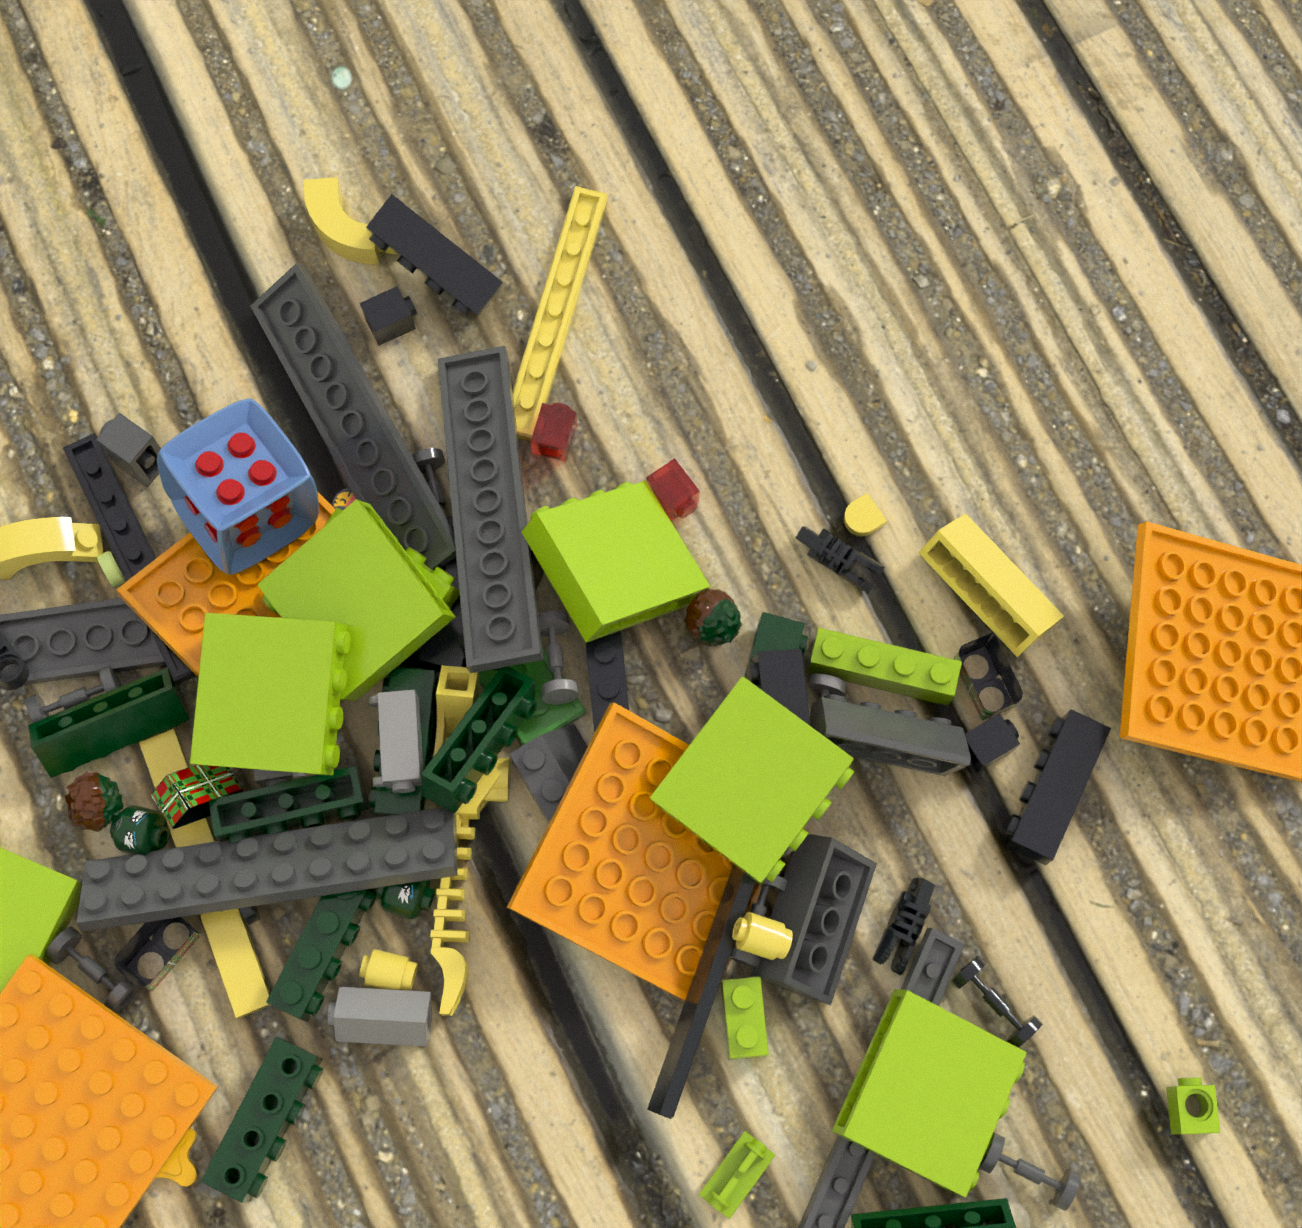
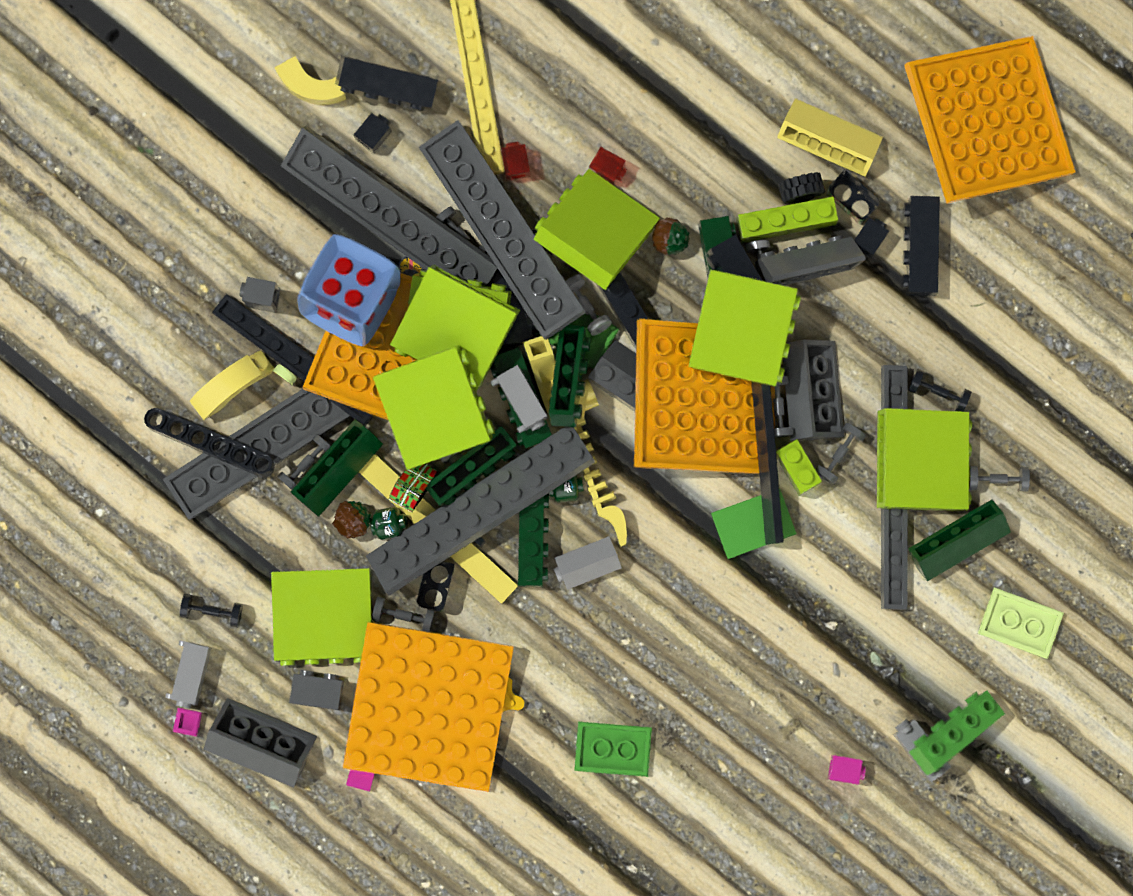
camera: 20 degrees left, 10 degrees up
(262, 1120) = (547, 652): dark green brick -> none
(388, 971) = (577, 536): light yellow brick -> none
(627, 1066) = (742, 526): none -> bright green tile
(737, 1174) = (833, 557): lime hinge -> none
(762, 936) = (788, 416): light yellow brick -> none
(815, 1025) = (853, 432): none -> dark grey wheel
(838, 556) = (728, 161): black hinge -> none
(863, 516) = (732, 128): light yellow tile -> none
(905, 925) = (867, 370): black hinge -> none
(923, 631) = (801, 188): none -> black tyre
(1180, 1120) = (1087, 405): lime brick -> none

